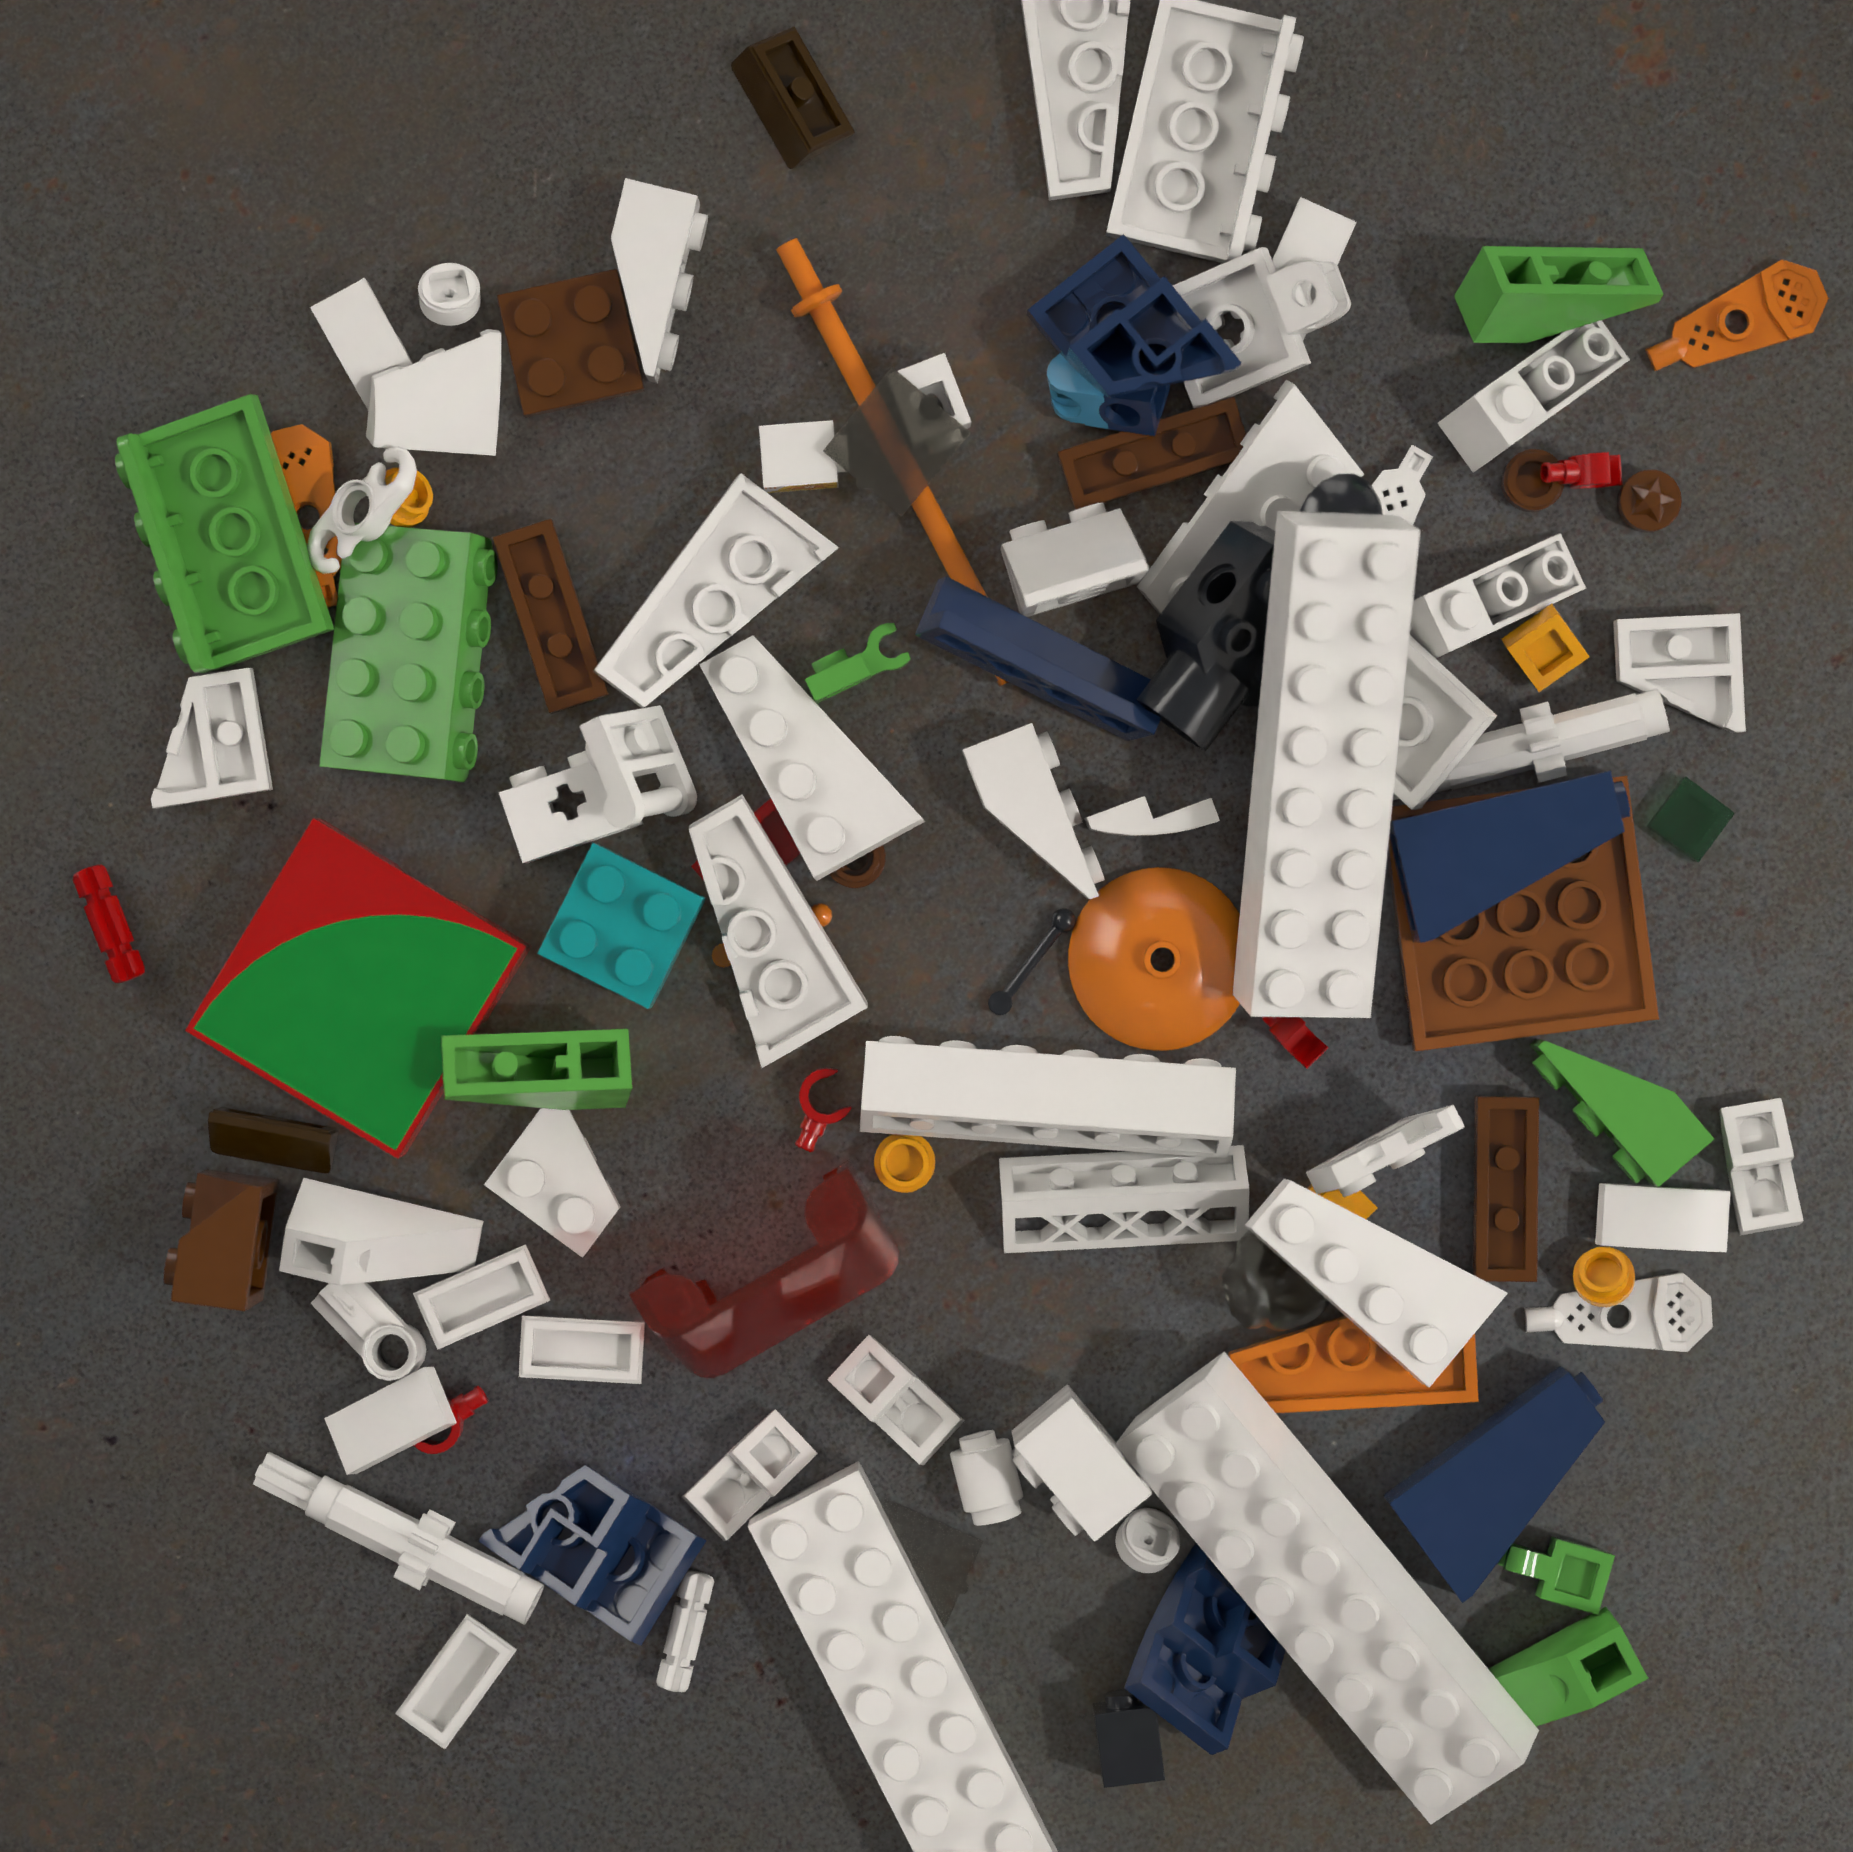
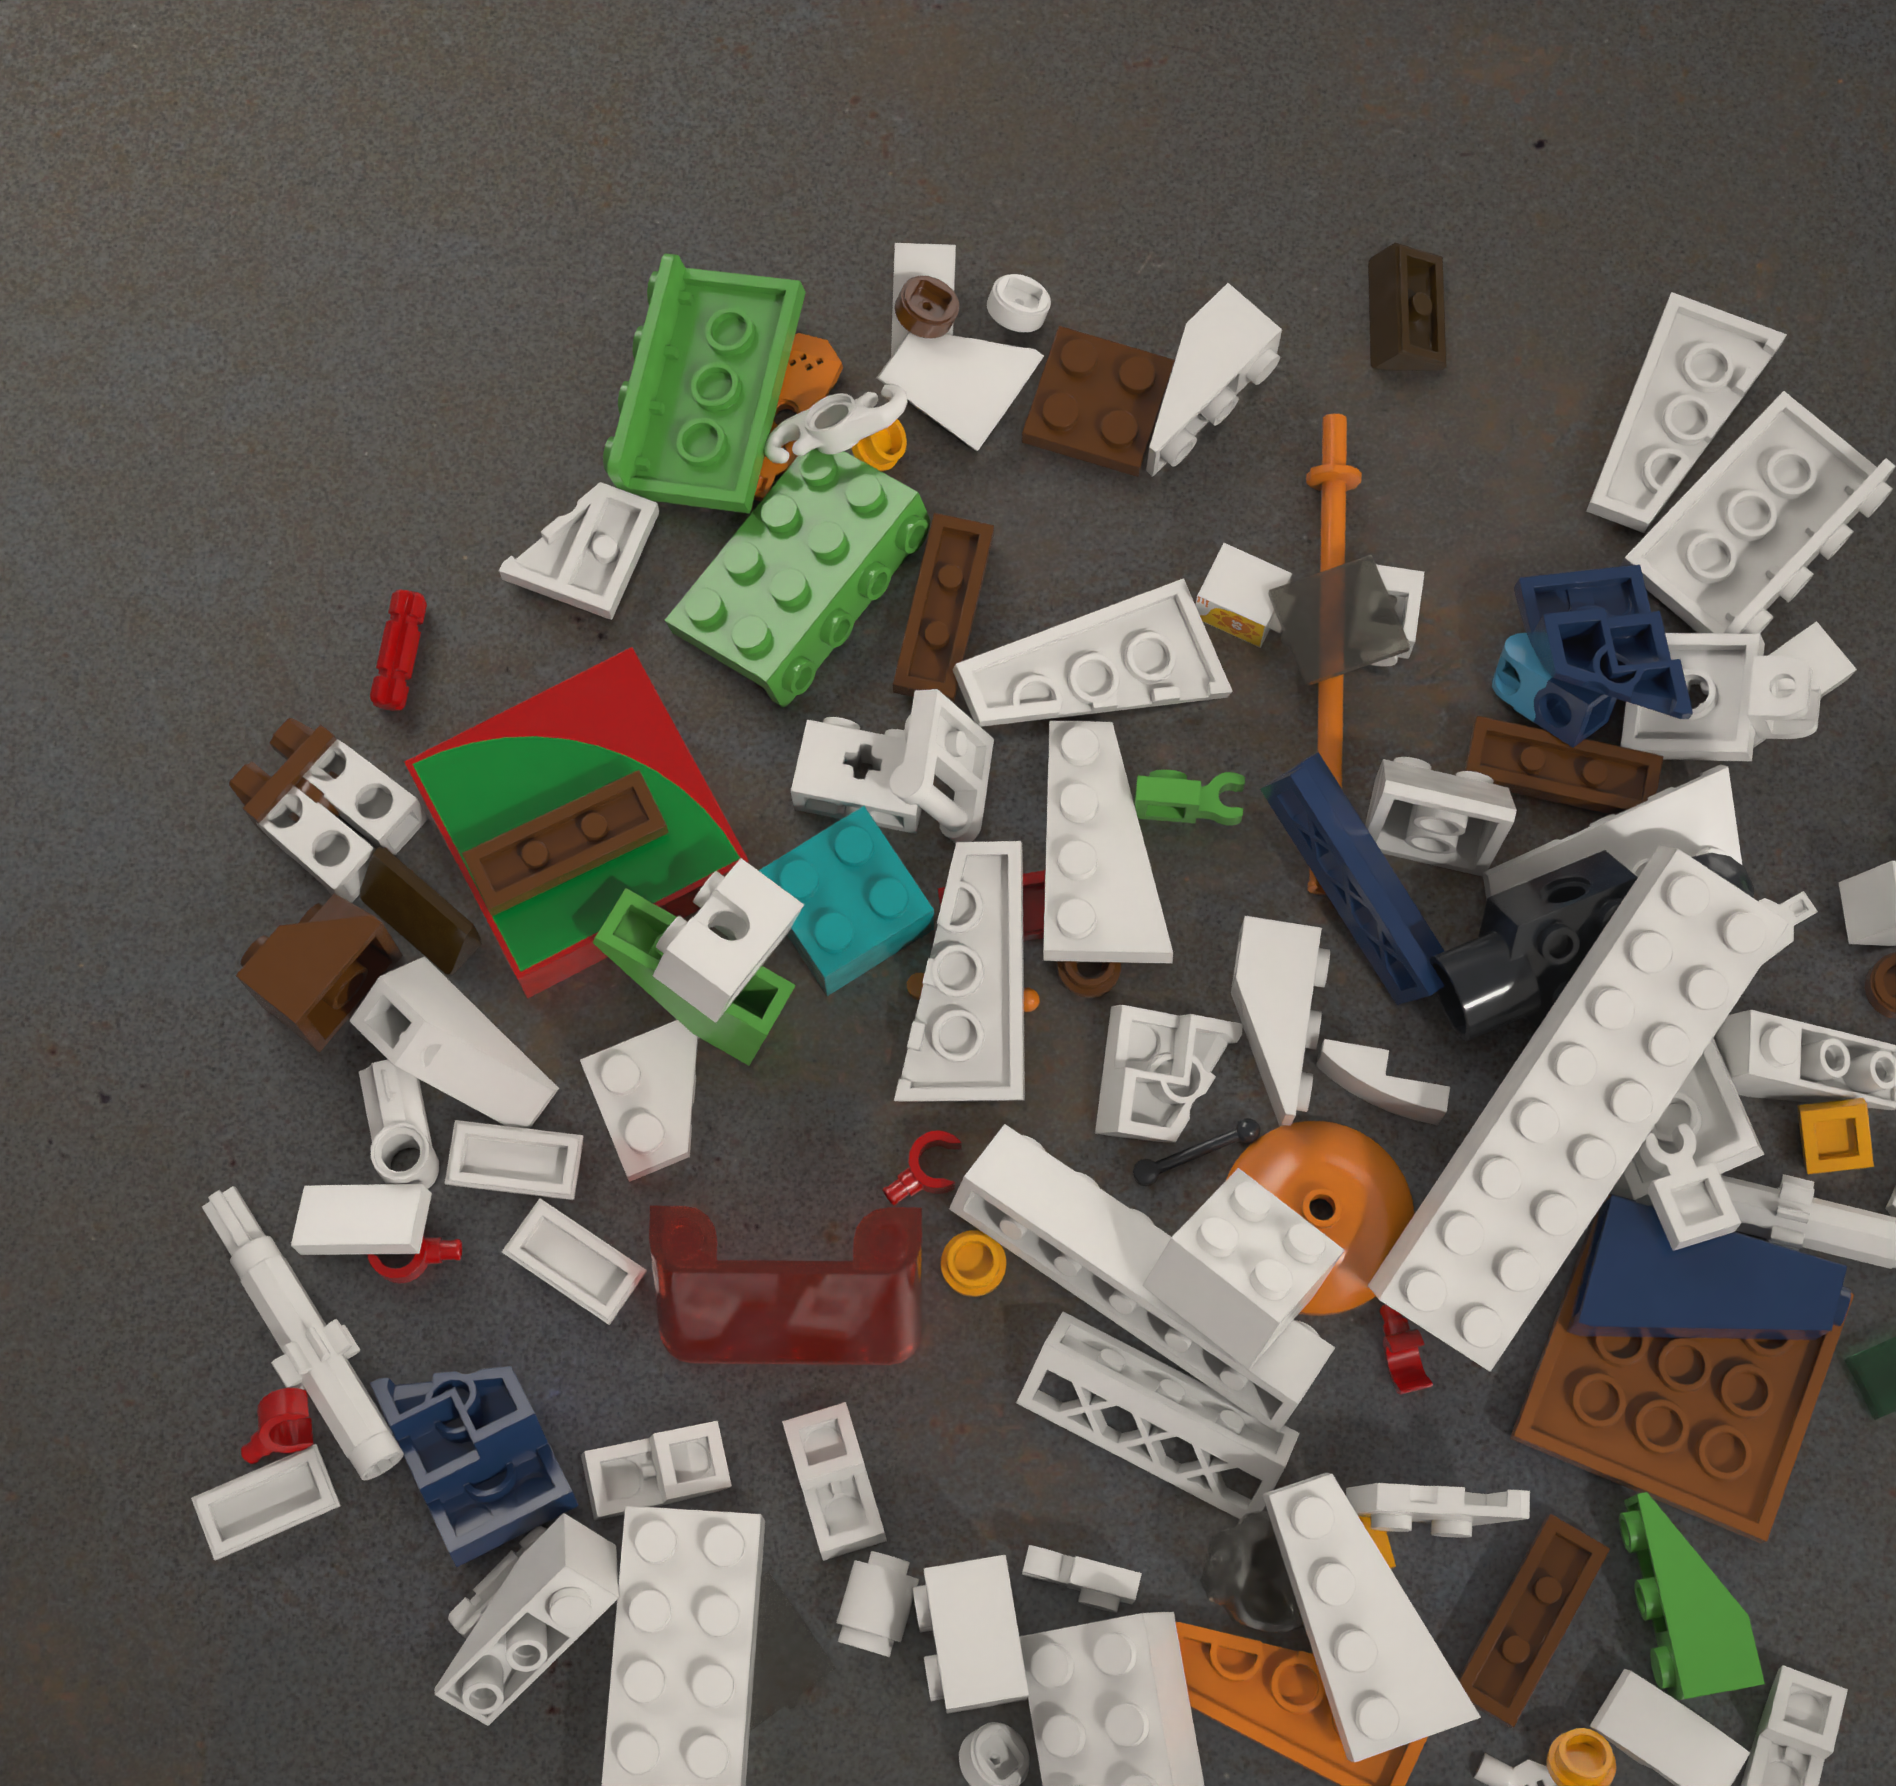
camera: 30 degrees right, 15 degrees down
(118, 1097) = (308, 794): none -> white hips
(367, 1026) = (565, 842): none -> reddish brown plate
(376, 355) = (926, 307): none -> reddish brown tile
(431, 1617) = (275, 1431): none -> red piece
(558, 997) = (715, 970): none -> white brick
(727, 1646) = (532, 1619): none -> white slope
(962, 914) = (1157, 1070): none -> white slope
(1129, 1055) = (1242, 1268): none -> white brick
(1152, 1359) = (1098, 1583): none -> white plate
(1456, 794) = (1687, 1198): none -> white plate

